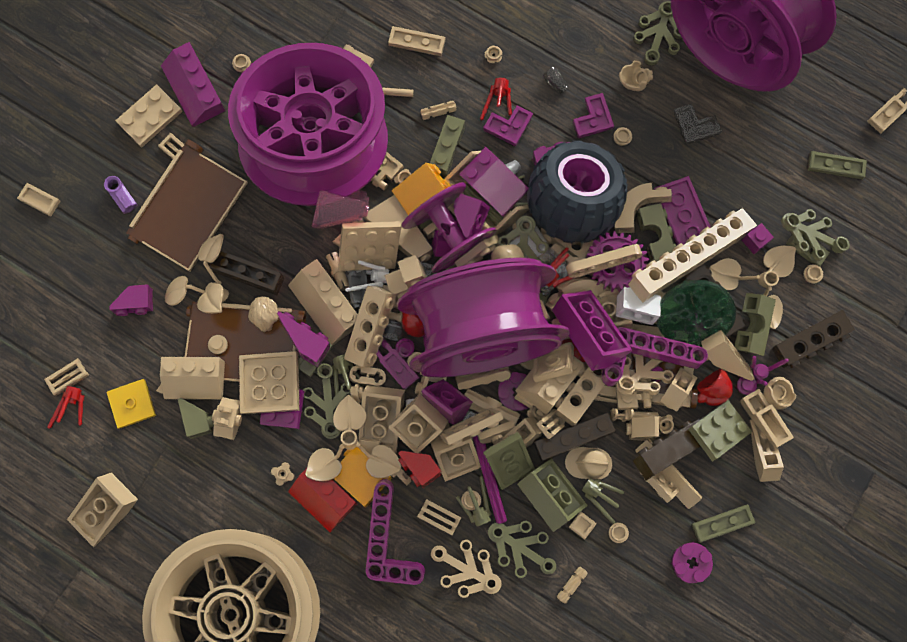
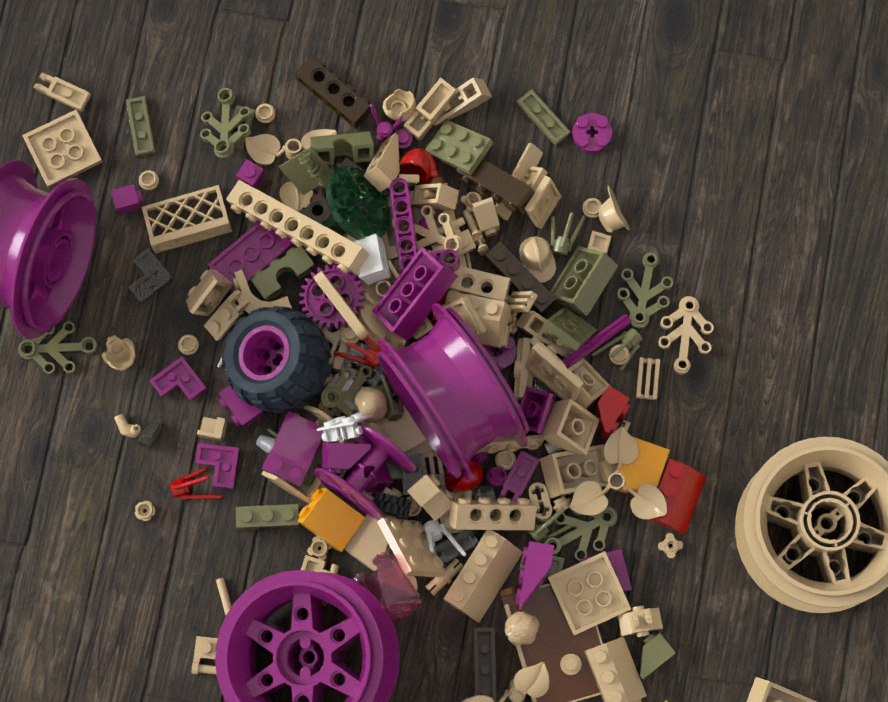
camera: 110 degrees left, 0 degrees up
(382, 540) = (693, 420): magenta beam -> none
(411, 241) = (392, 505): none -> black tyre
(416, 41) = (159, 597): tan plate -> none
(438, 110) = (229, 544): tan axle -> none
(492, 219) = (343, 428): none -> white hinge
(540, 130) = (213, 429): none -> tan panel
(568, 63) = (125, 428): none -> tan arm
(572, 585) = (658, 232): tan axle -> none
(605, 547) = (611, 215): none -> tan piece
(636, 172) = (226, 316): none -> tan hinge
(639, 486) = (543, 202): none -> tan tile
(660, 162) = (208, 293): none -> tan slope
(704, 371) = (411, 180): none -> tan tile
(722, 170) = (186, 234): none -> tan fence
(745, 283) = (306, 170): none -> olive hinge
(772, 129) = (127, 199): none -> magenta brick
(784, 154) = (148, 180): none -> tan plate
(838, 93) = (62, 148): none -> tan plate

